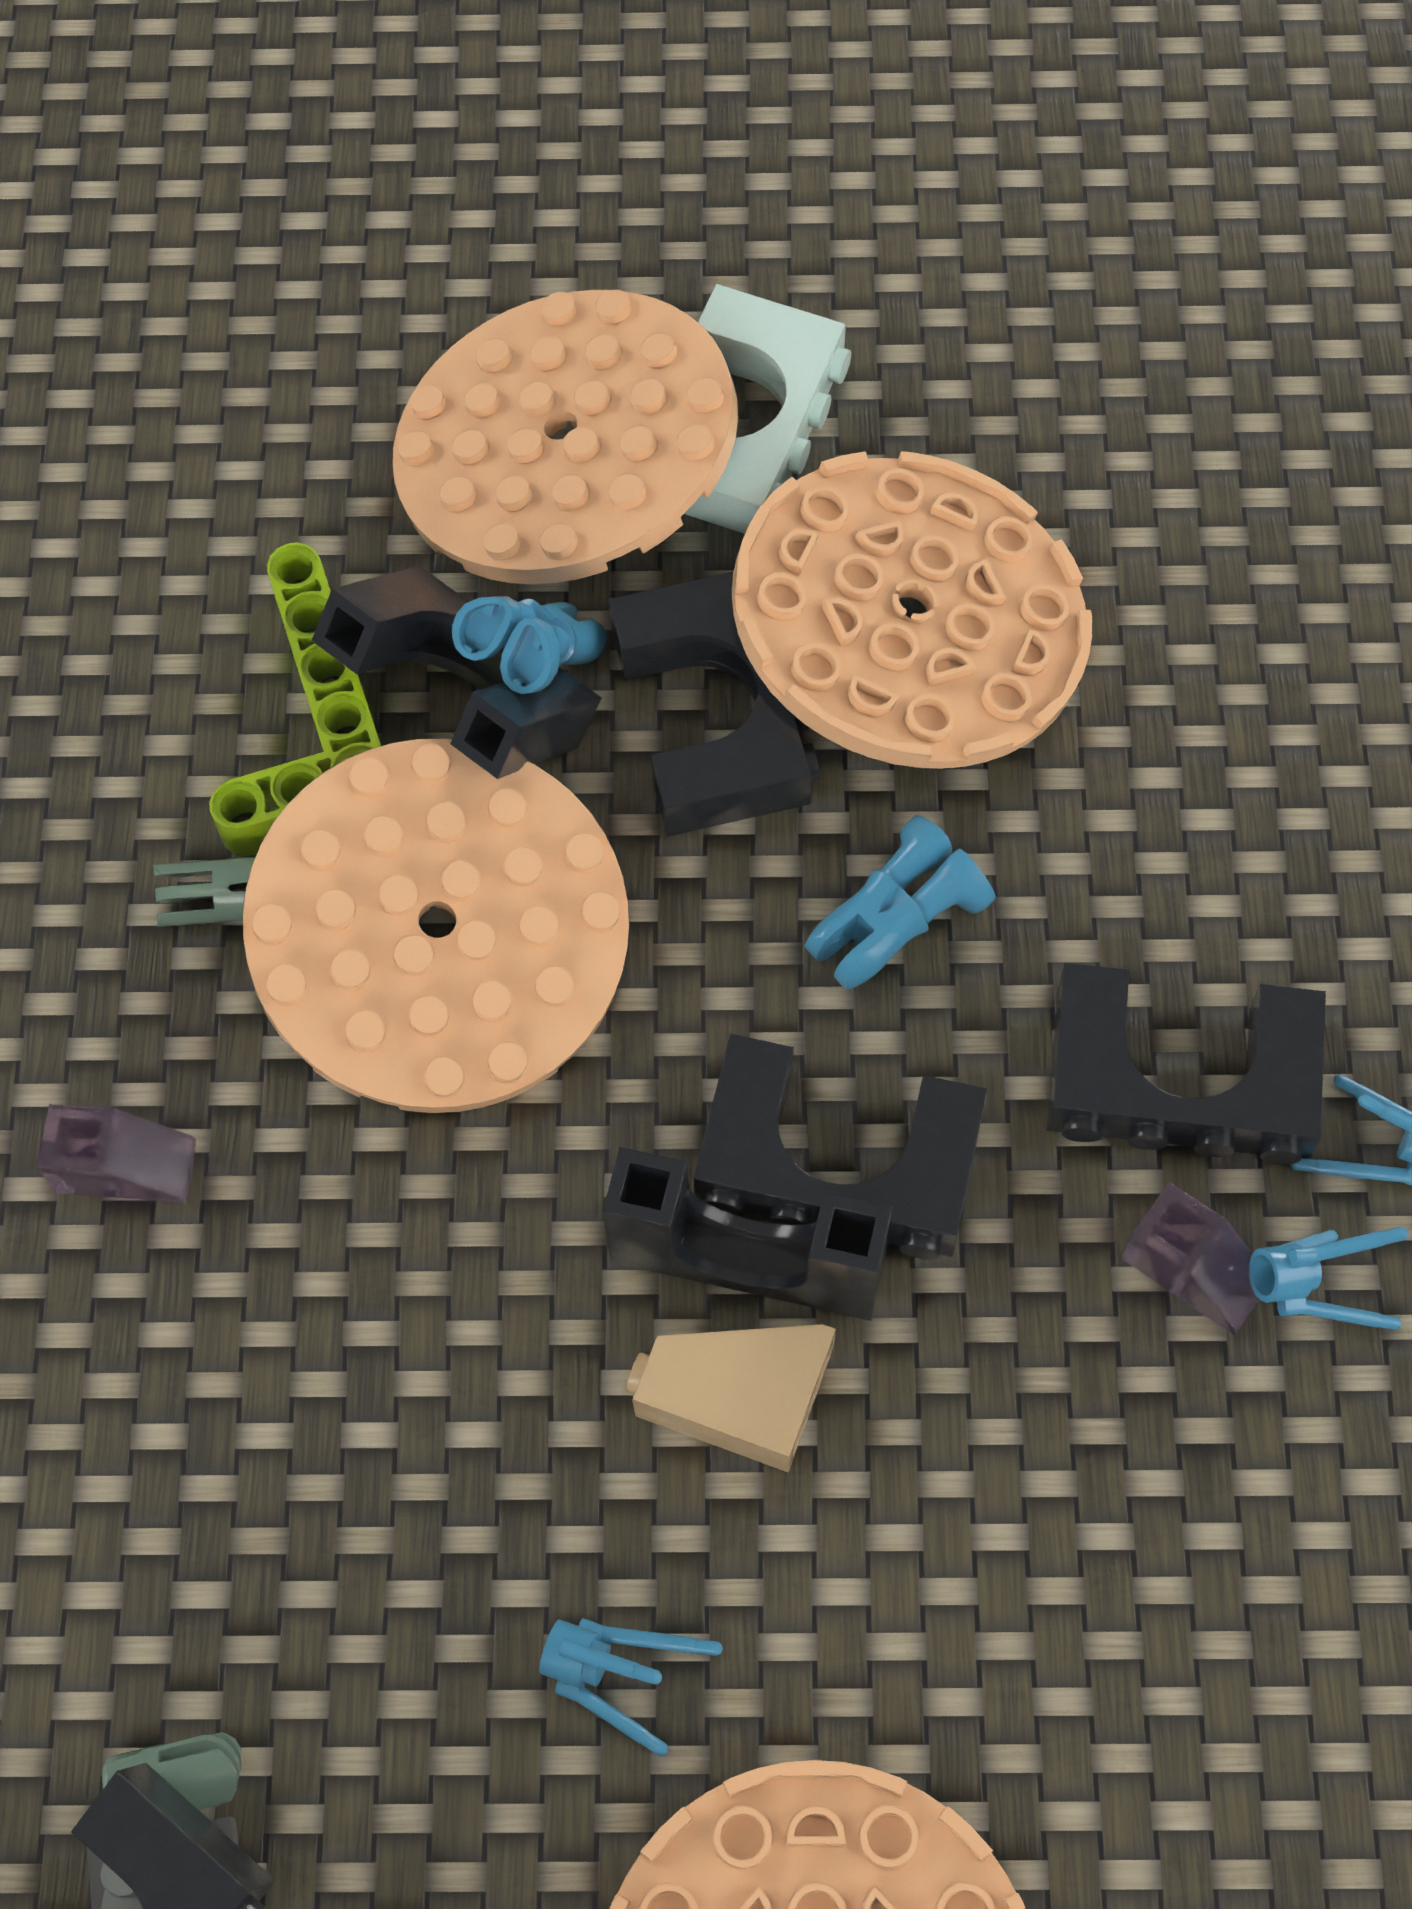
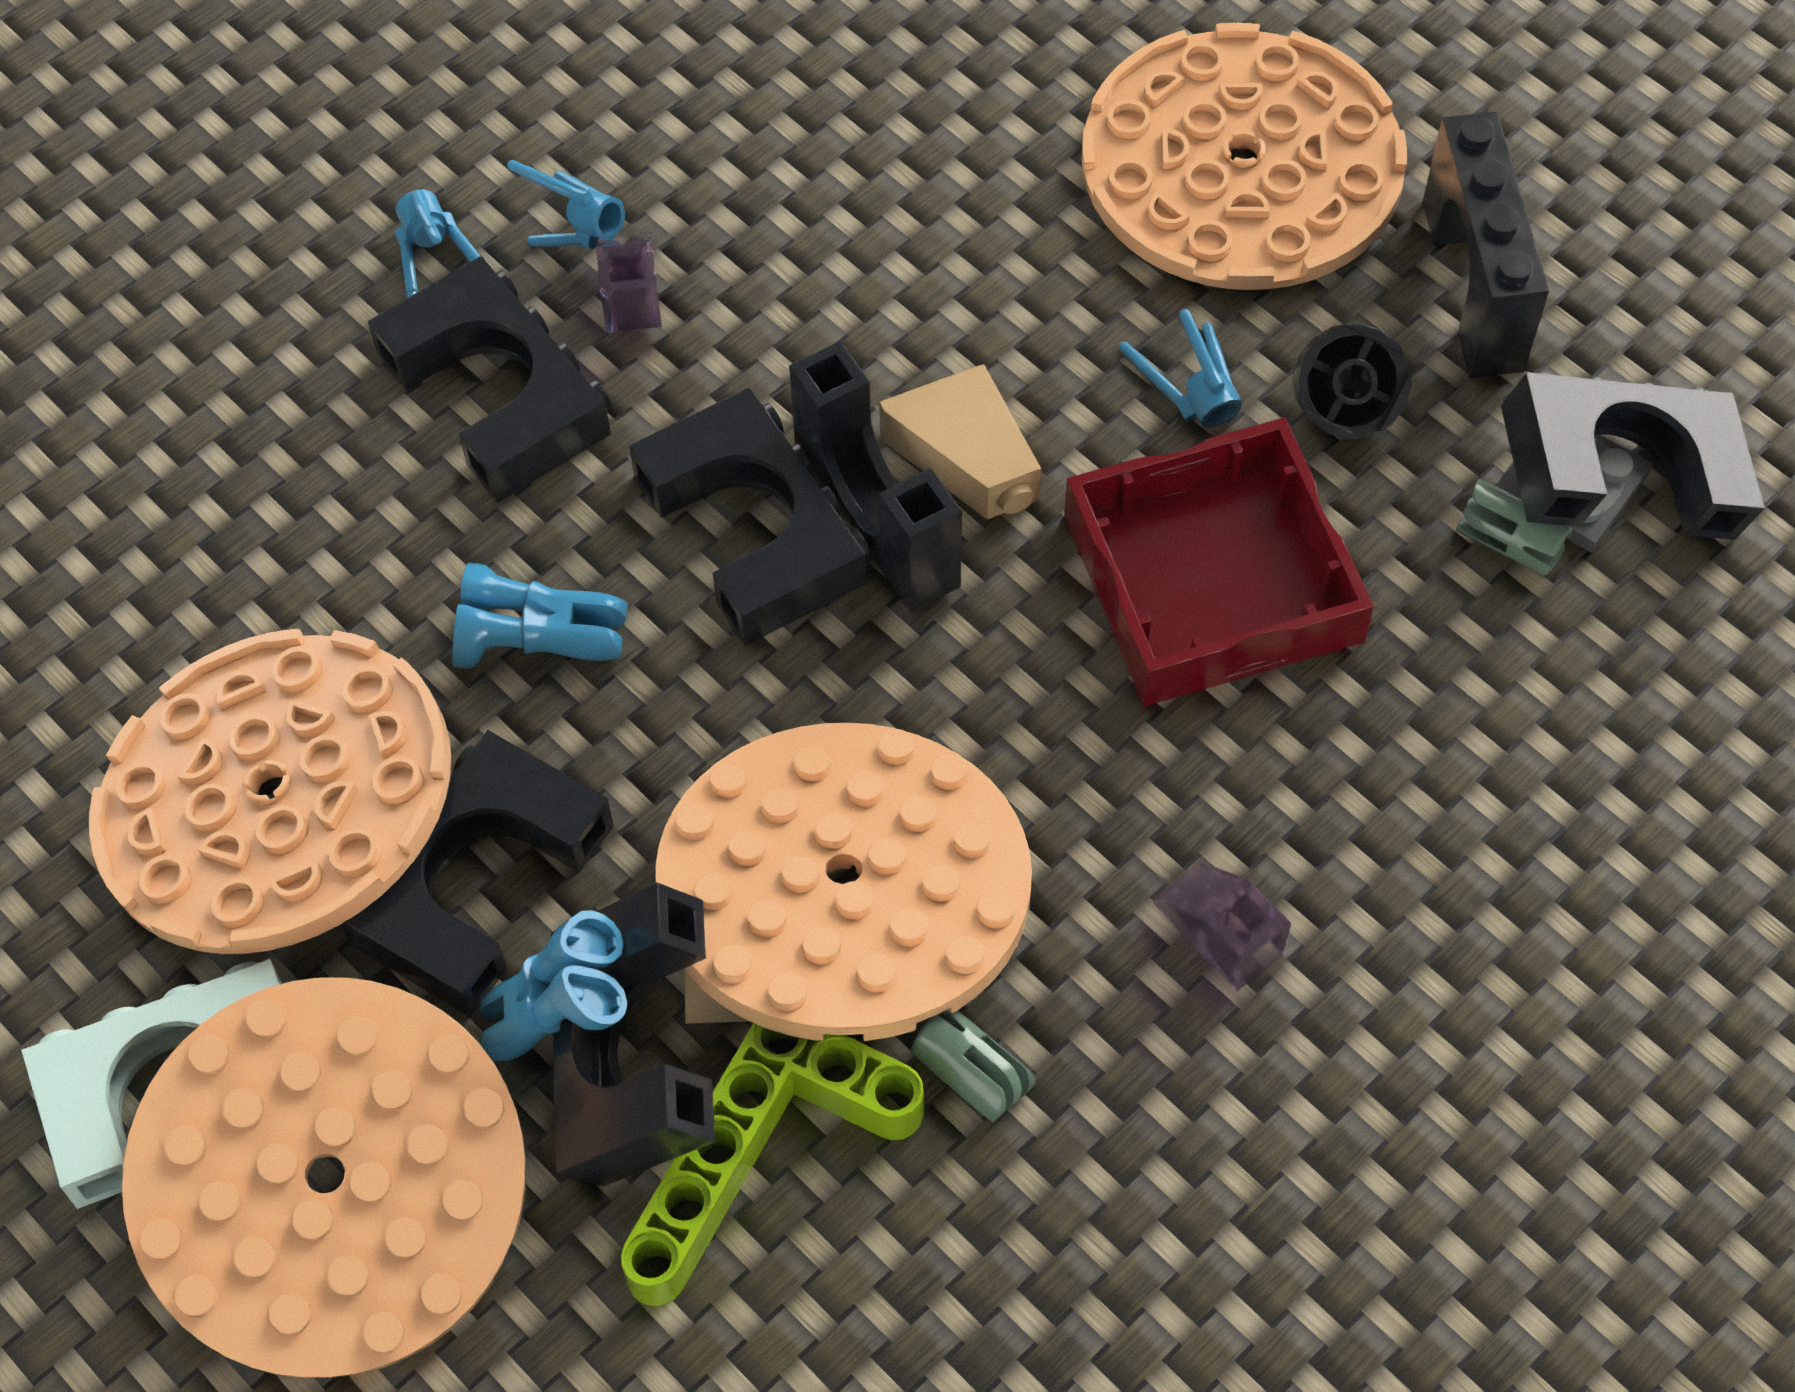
camera: 135 degrees left, 5 degrees down
(409, 1477) = (1216, 562): none -> dark red tile
(447, 1775) = (1351, 380): none -> black cylinder

